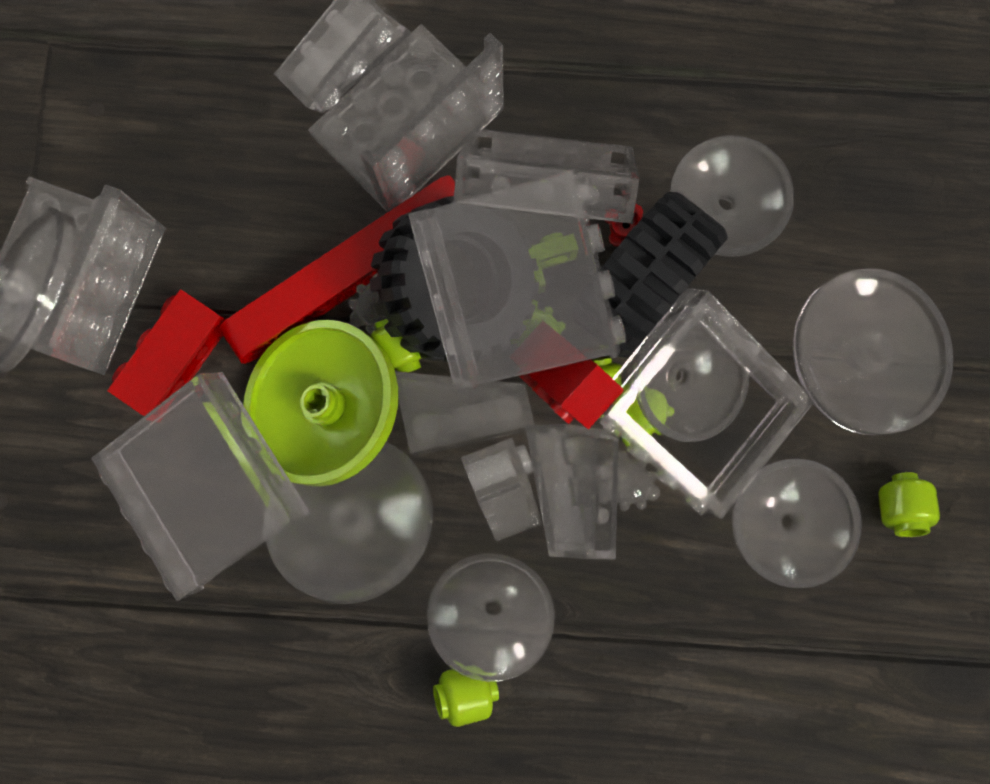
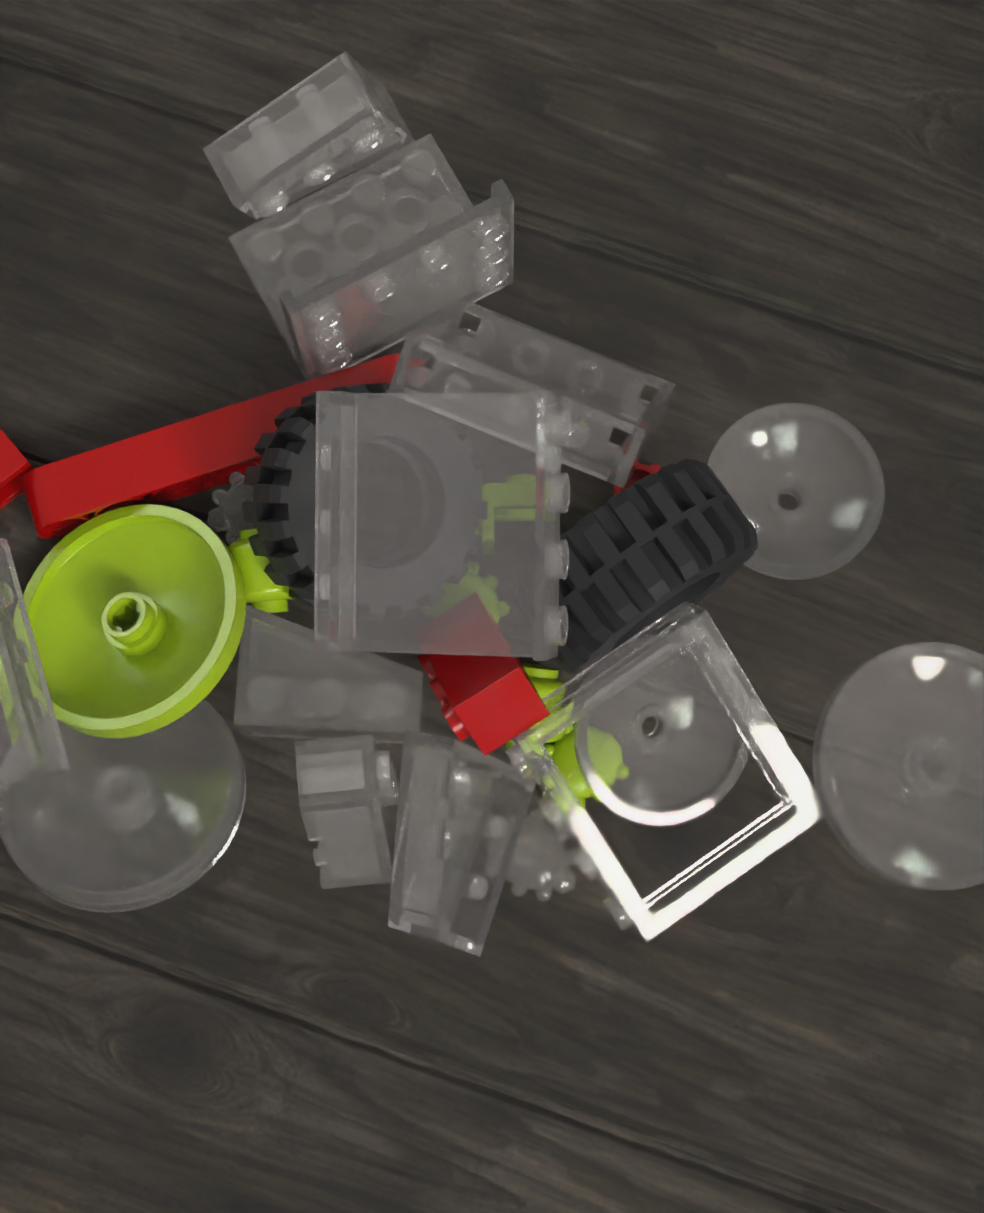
camera: 10 degrees right, 5 degrees down
(463, 698) = (211, 1091): lime head -> none
(486, 644) = (272, 1026): clear dish -> none
(823, 526) = (796, 987): clear dish -> none
(909, 505) = (924, 1001): lime head -> none

